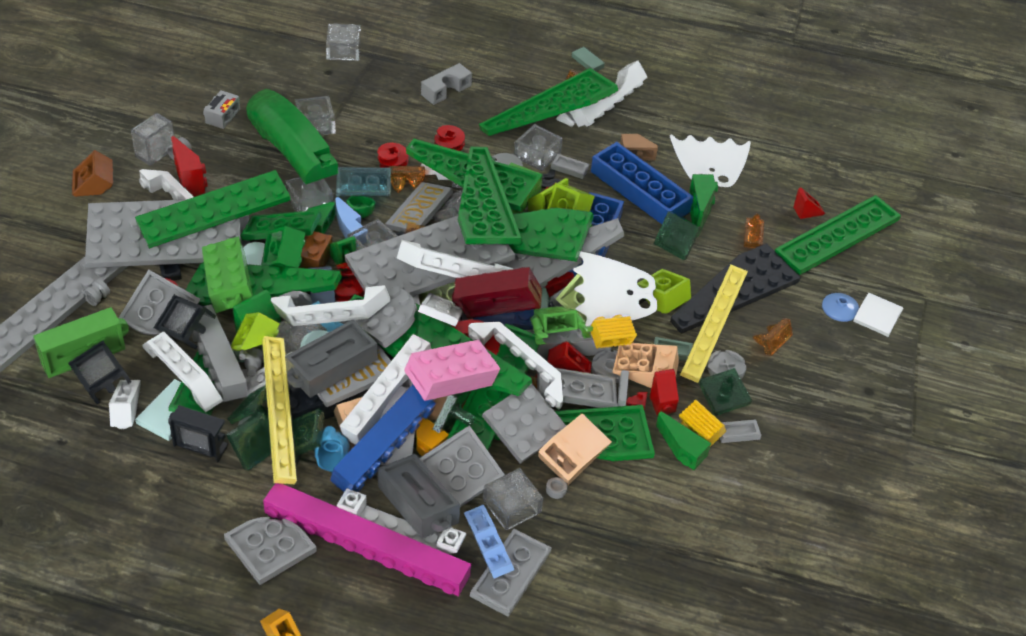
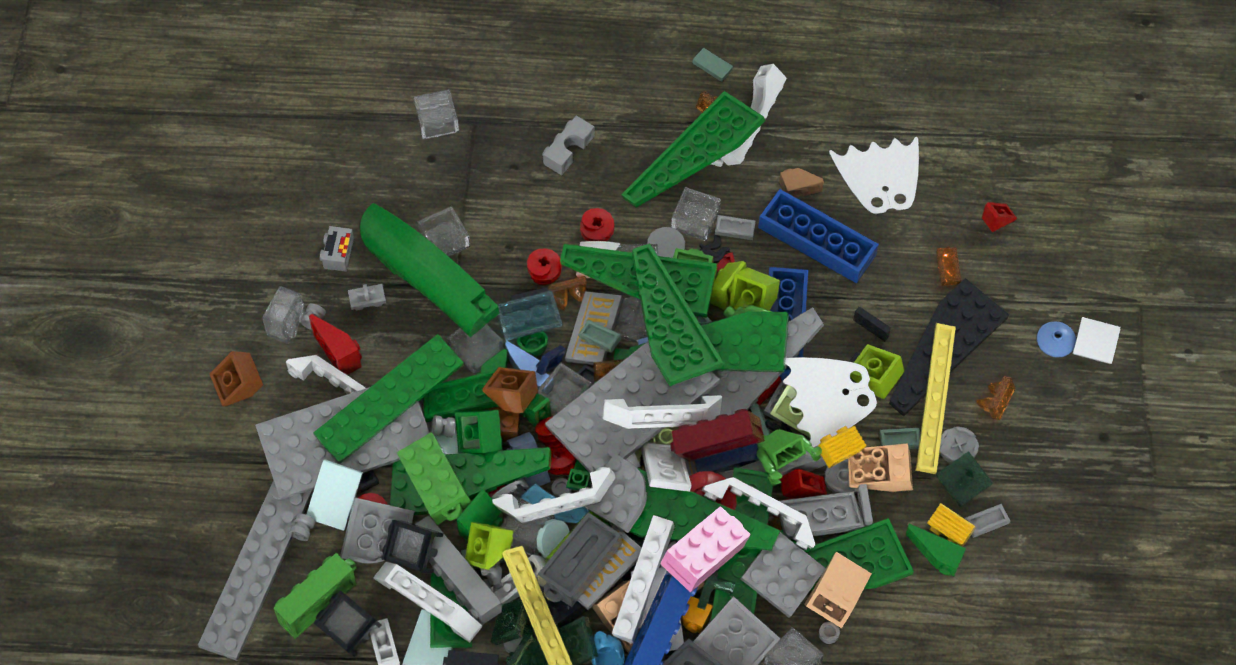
camera: 10 degrees left, 15 degrees up
(132, 268) = (334, 494): none -> light aqua tile
(230, 143) = (366, 297): none -> light grey hips
(257, 244) = (443, 426): none -> light grey wheel
(325, 223) = (512, 388): none -> dark orange slope
(368, 215) = (551, 360): none -> dark blue tile
(421, 211) = (599, 336): none -> sand green tile
(639, 399) = (881, 511): red tile -> none
(664, 392) = (907, 500): red slope -> none
(671, 257) = (871, 323): none -> black tile
(677, 235) = (873, 296): clear green tile -> none
(703, 190) = (886, 232): green slope -> none
(837, 234) = (1036, 246): green plate -> none

